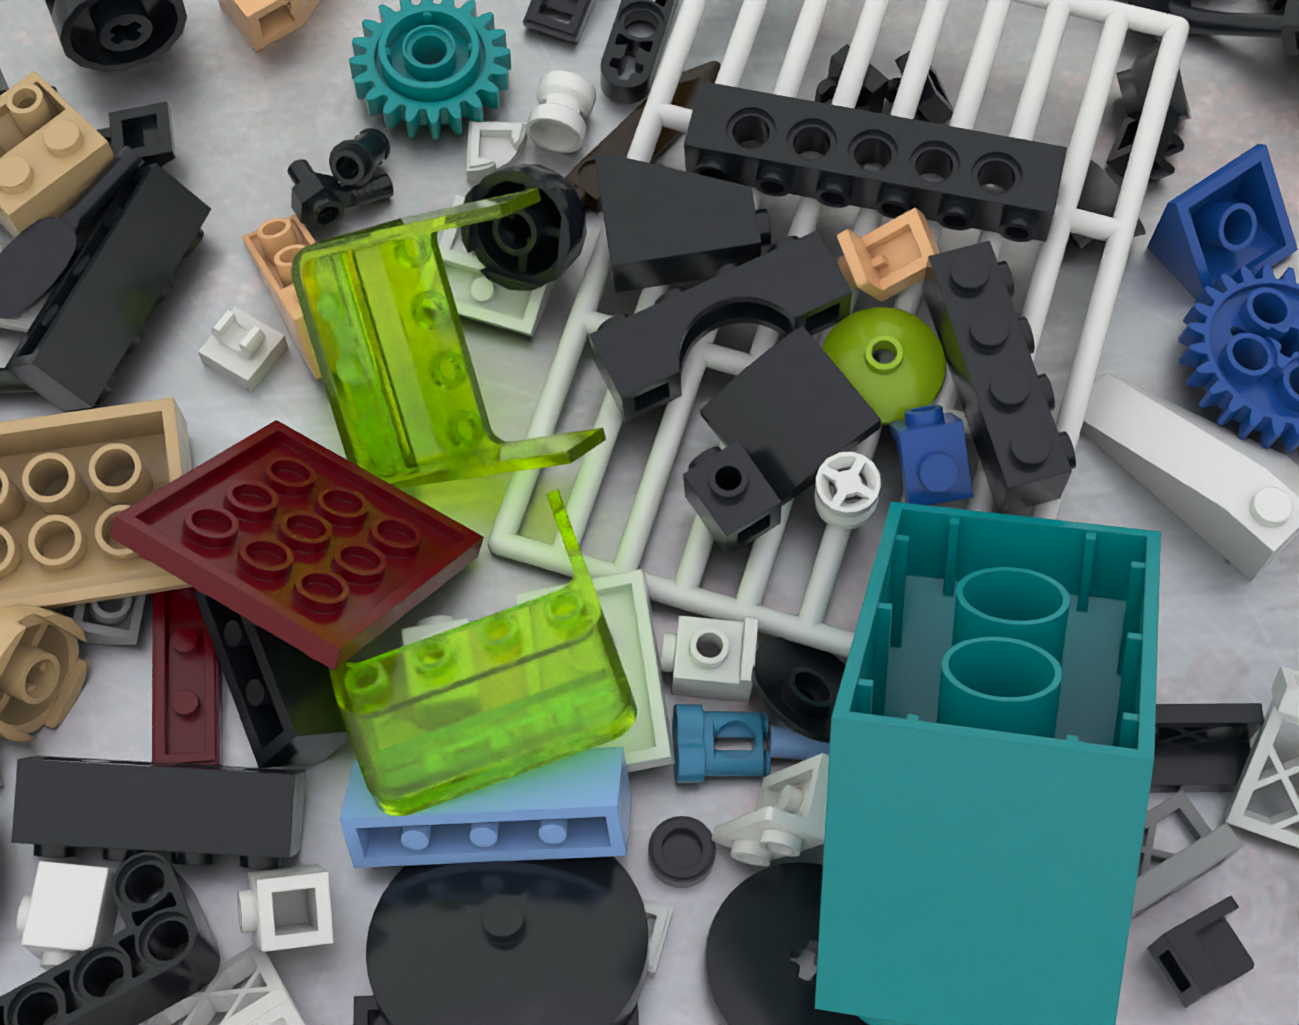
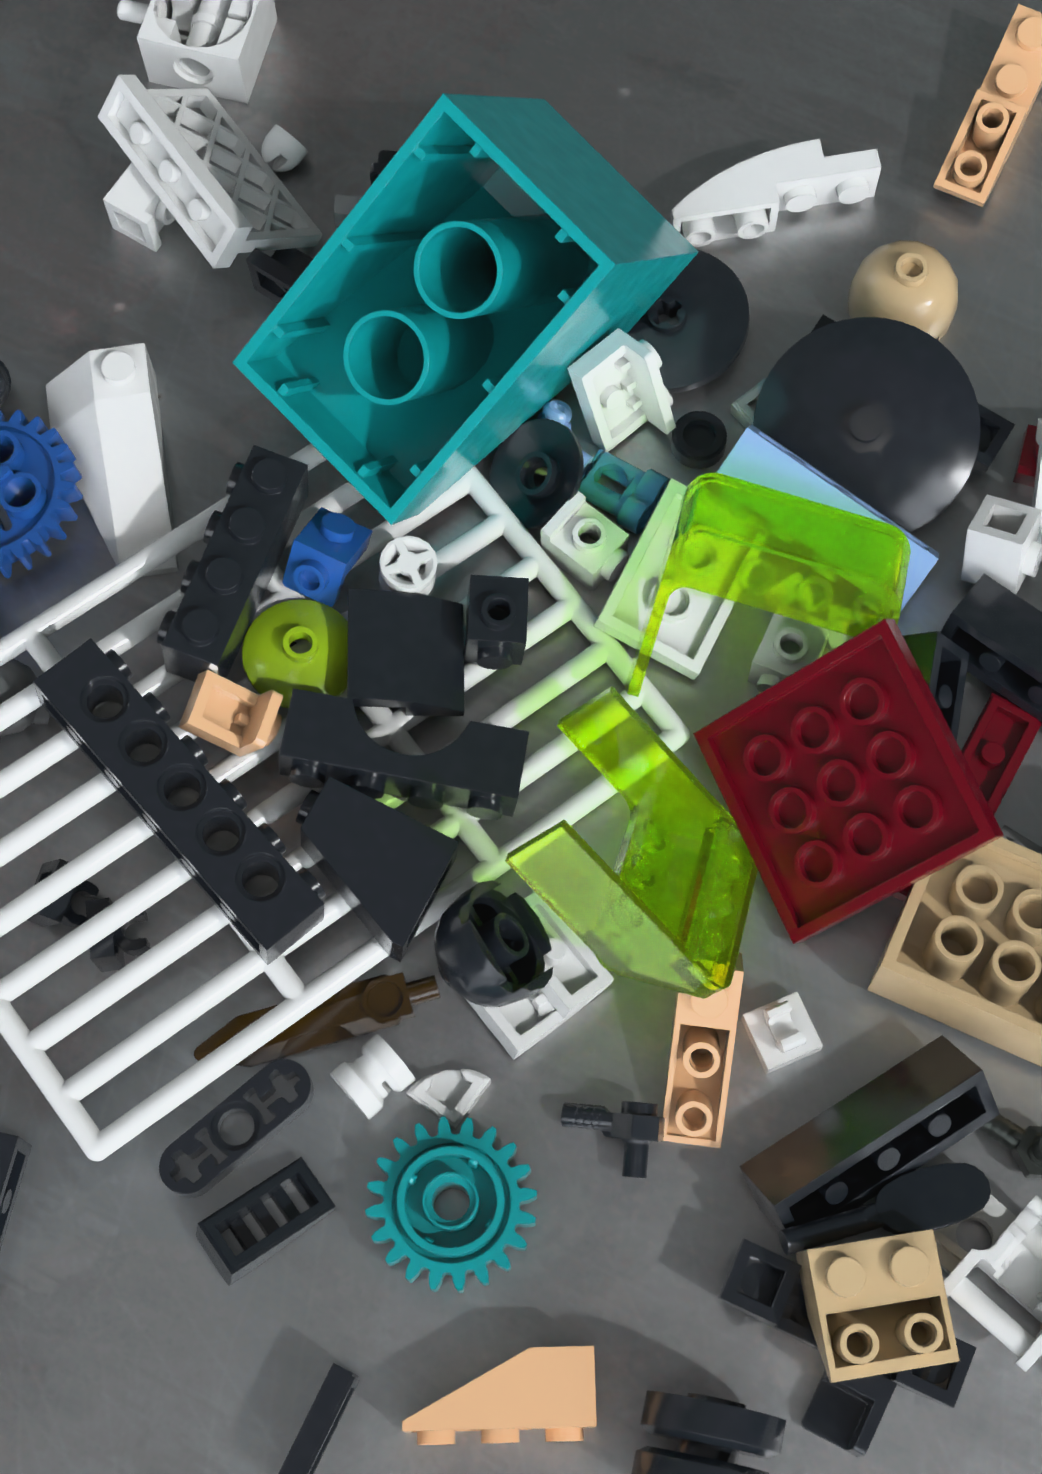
camera: 140 degrees left, 5 degrees up
(356, 159) = (588, 1131): black pin -> none

